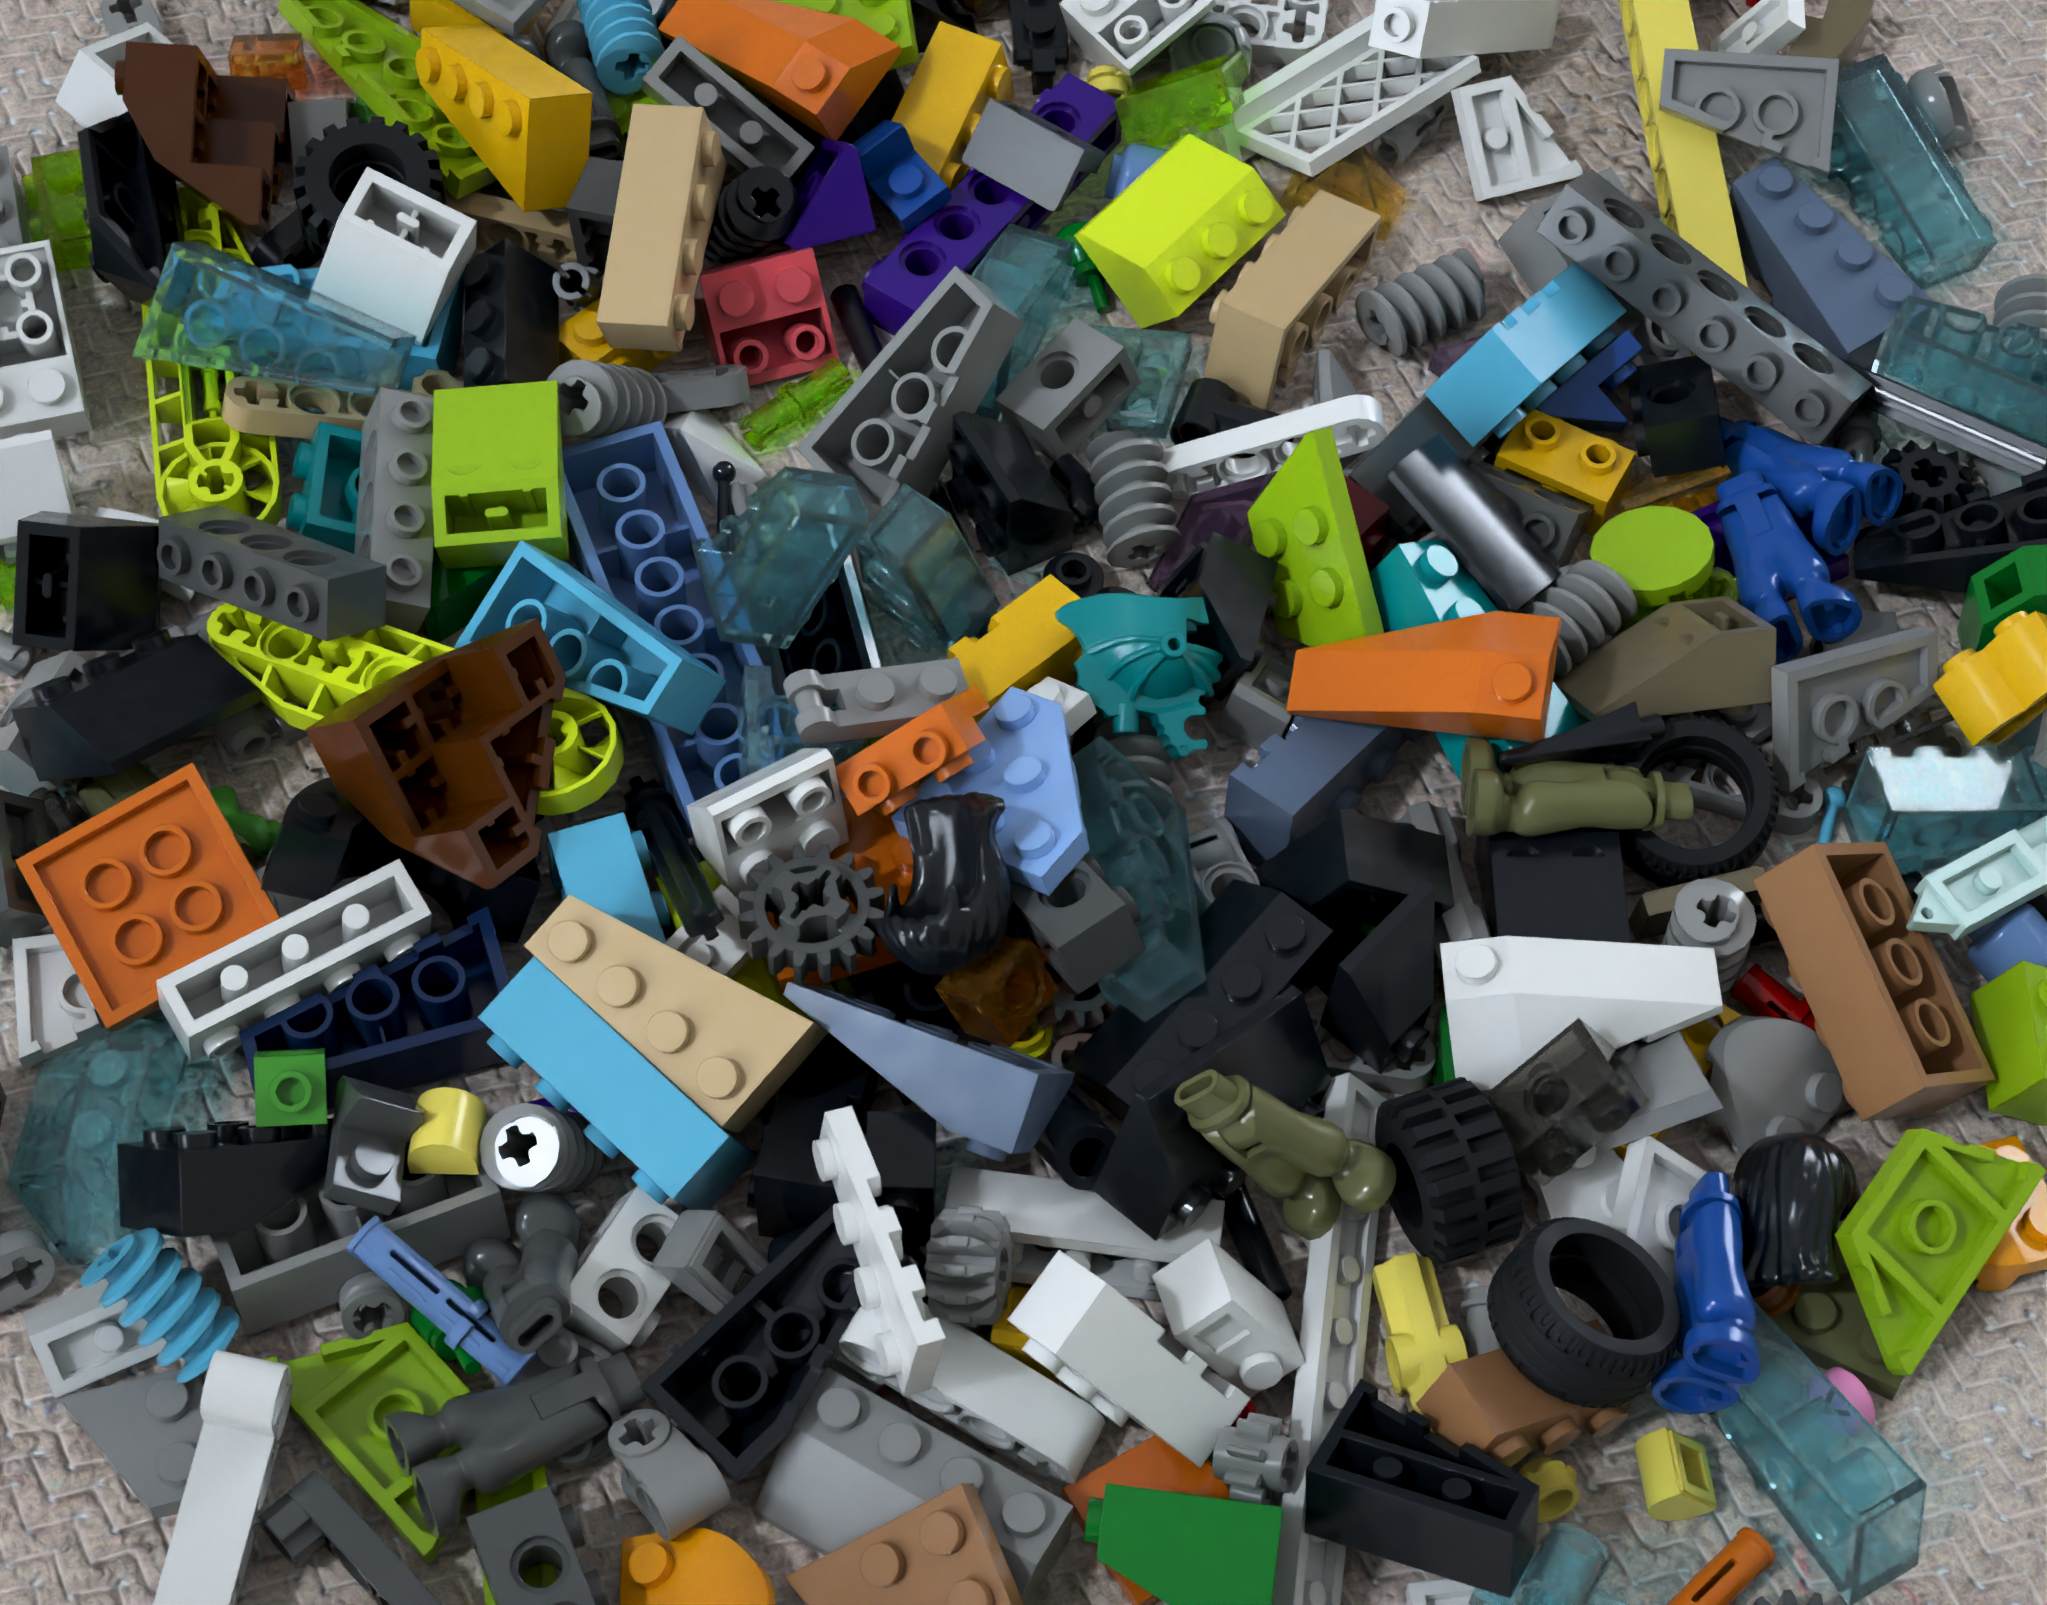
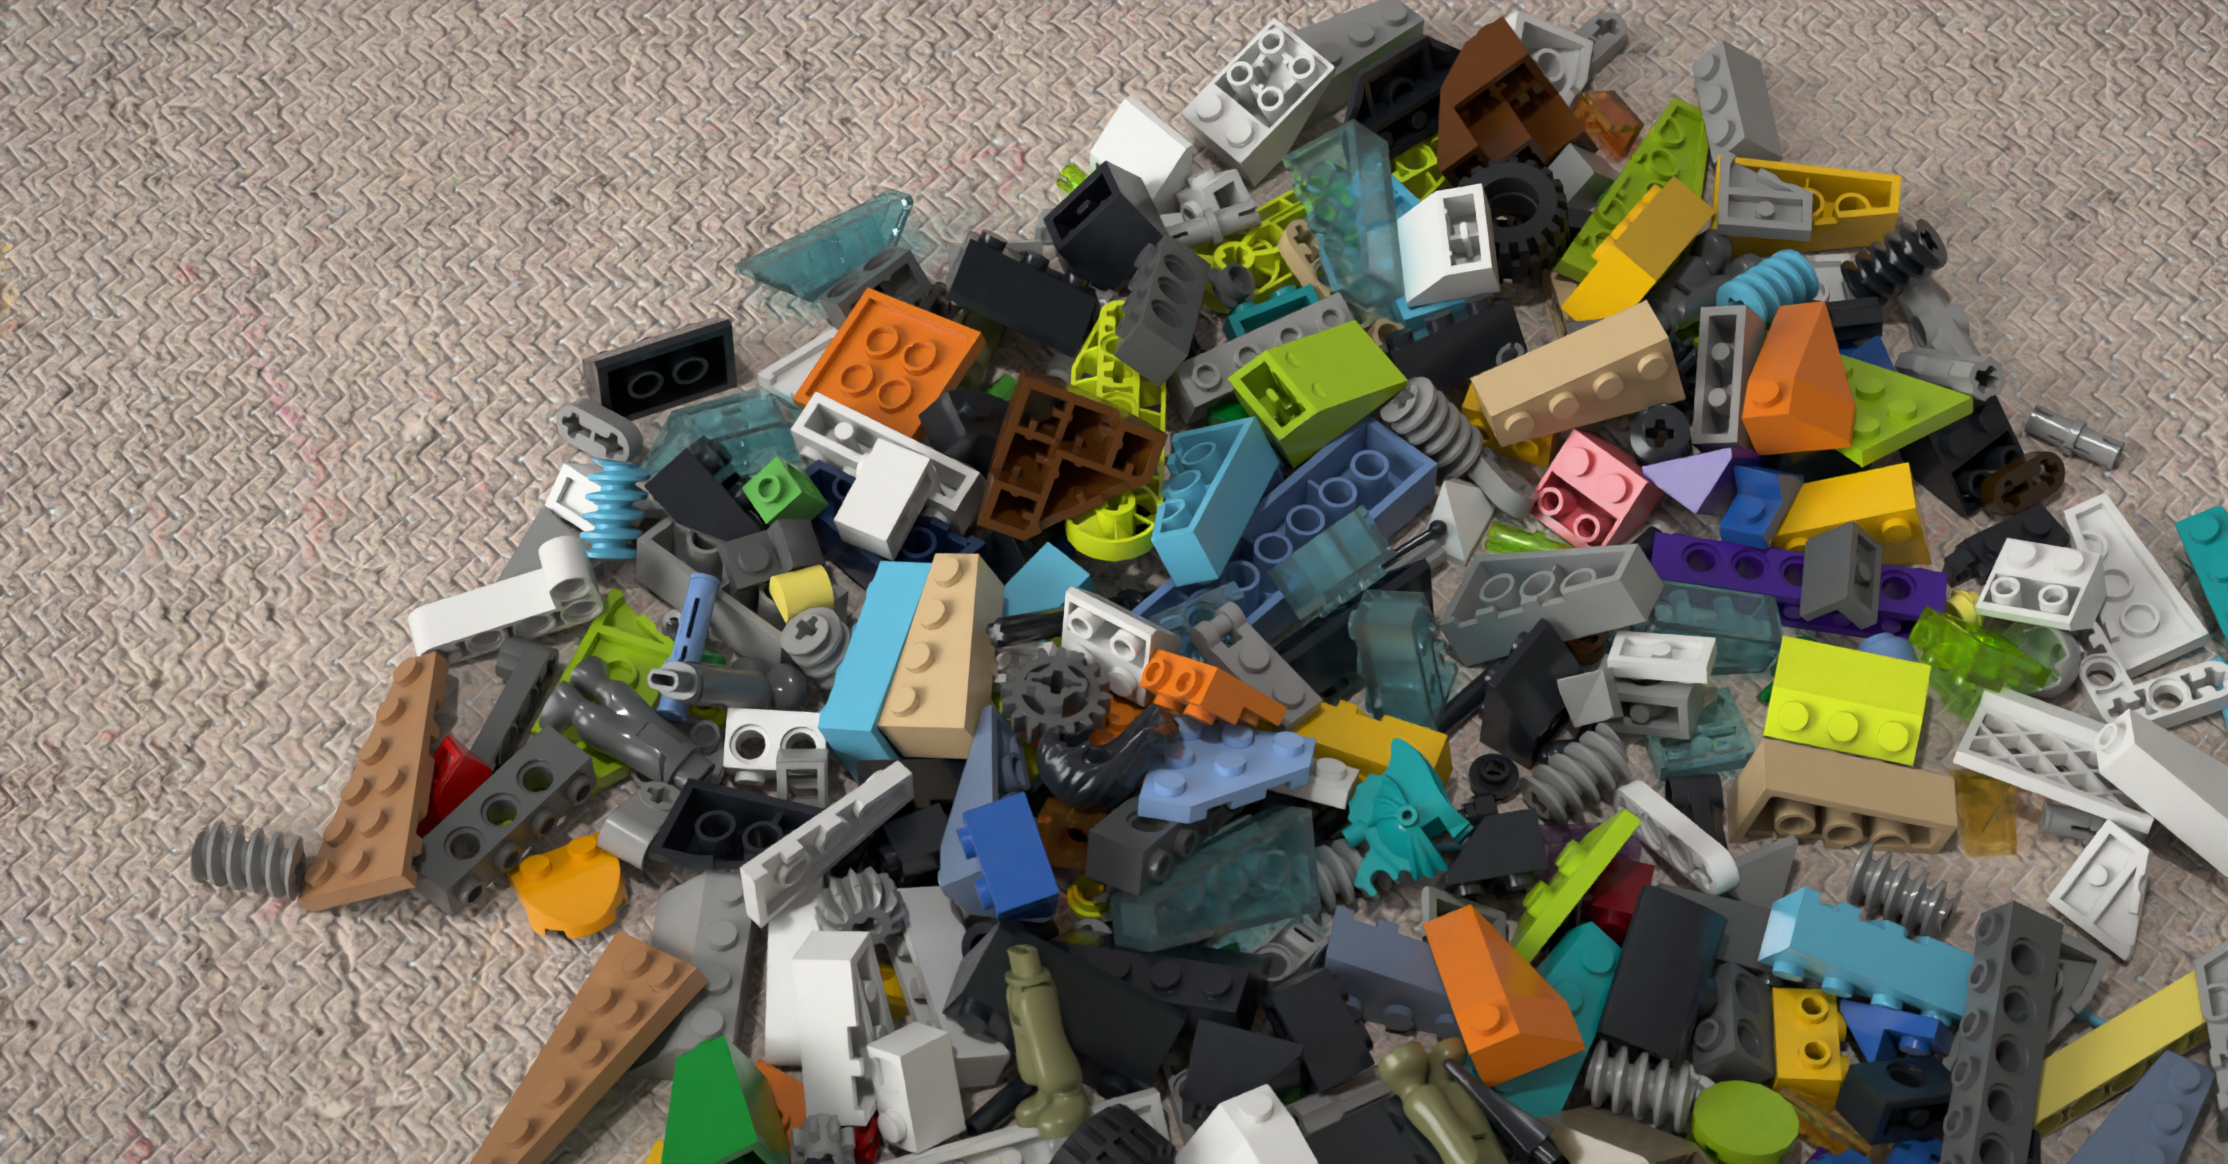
camera: 65 degrees right, 5 degrees down
(113, 463) = (1211, 191): none -> white brick
(164, 472) = (1216, 224): none -> light grey pin
(263, 496) = (1232, 284): none -> dark grey plate
(378, 973) = (885, 498): none -> white brick
(1058, 340) = (1662, 657): none -> white plate
(1062, 428) = (1591, 697): none -> light grey slope
(1073, 1032) = (1010, 858): none -> blue slope

